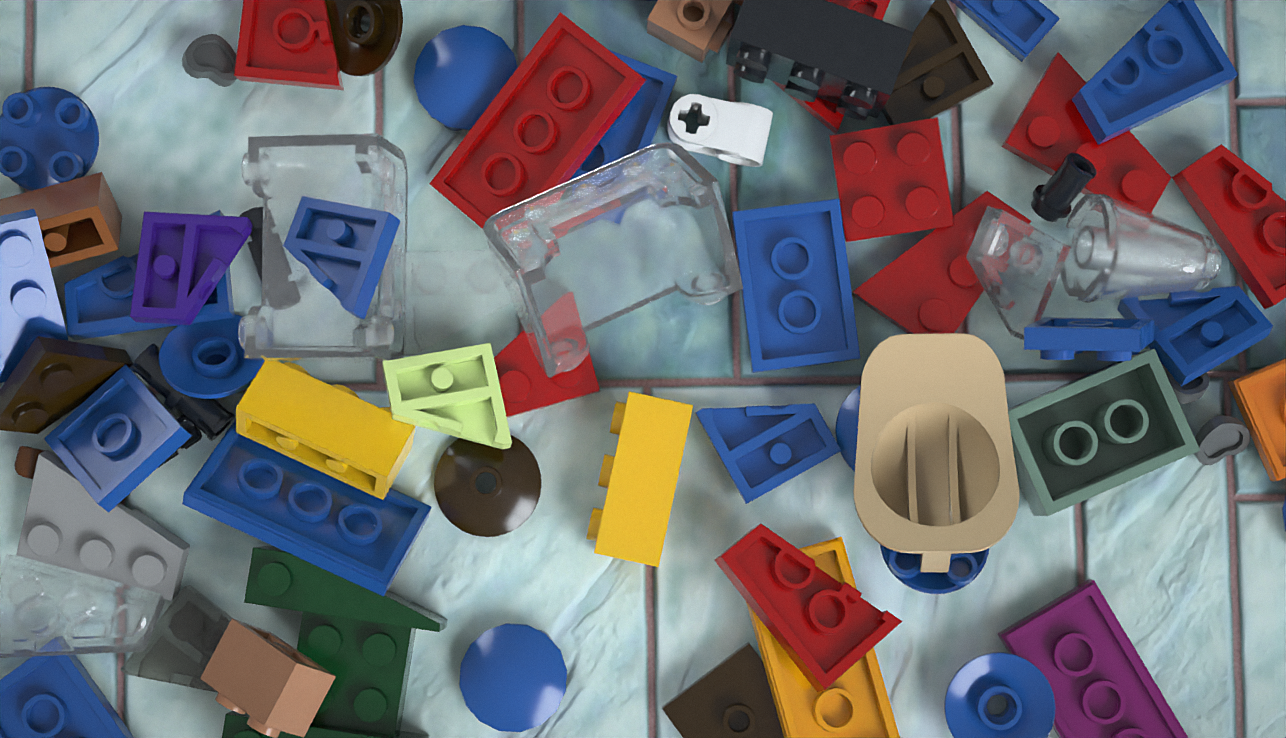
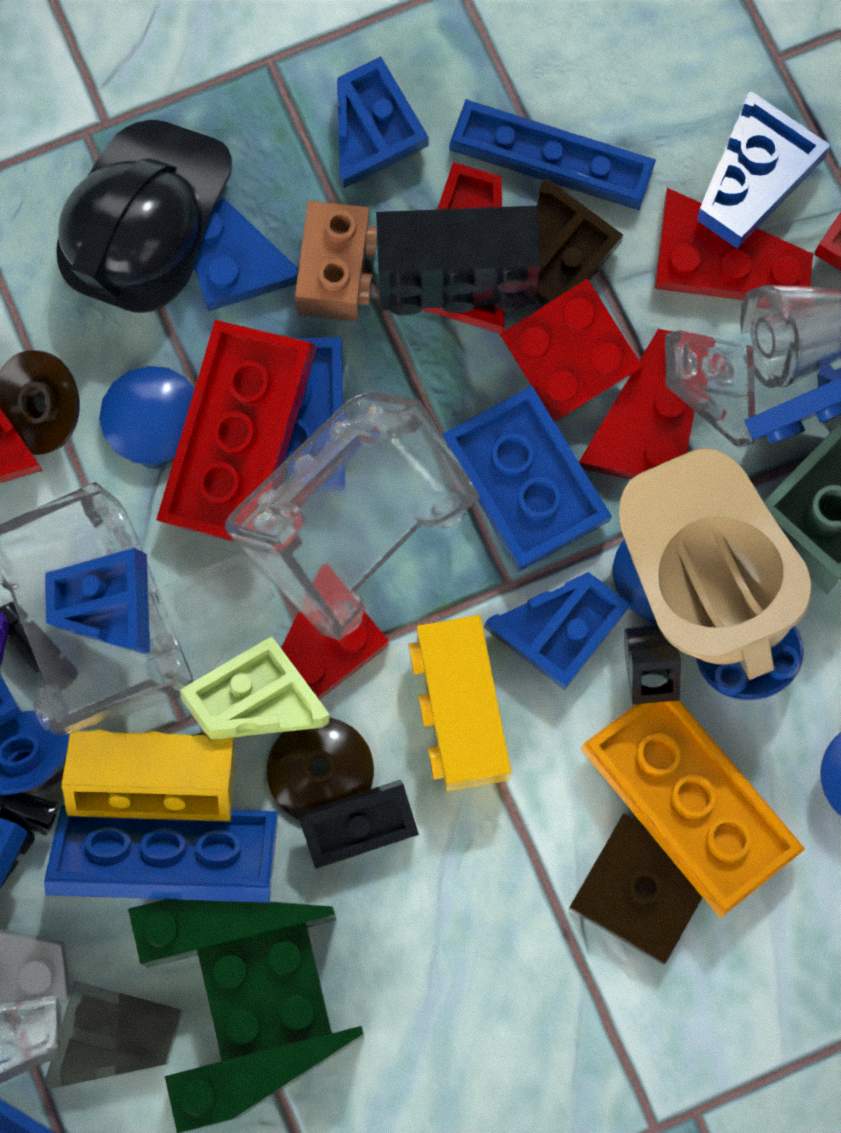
camera: 25 degrees left, 10 degrees down
(266, 680) = (191, 1022): nougat brick -> none
(499, 551) = (358, 824): none -> black plate
(513, 677) = (419, 938): blue dish -> none
(730, 130) = (405, 365): white piece -> none
(806, 610) = (660, 755): red wing -> none
(835, 510) = (651, 653): none -> black leg
(1054, 198) = (723, 298): black pin -> none

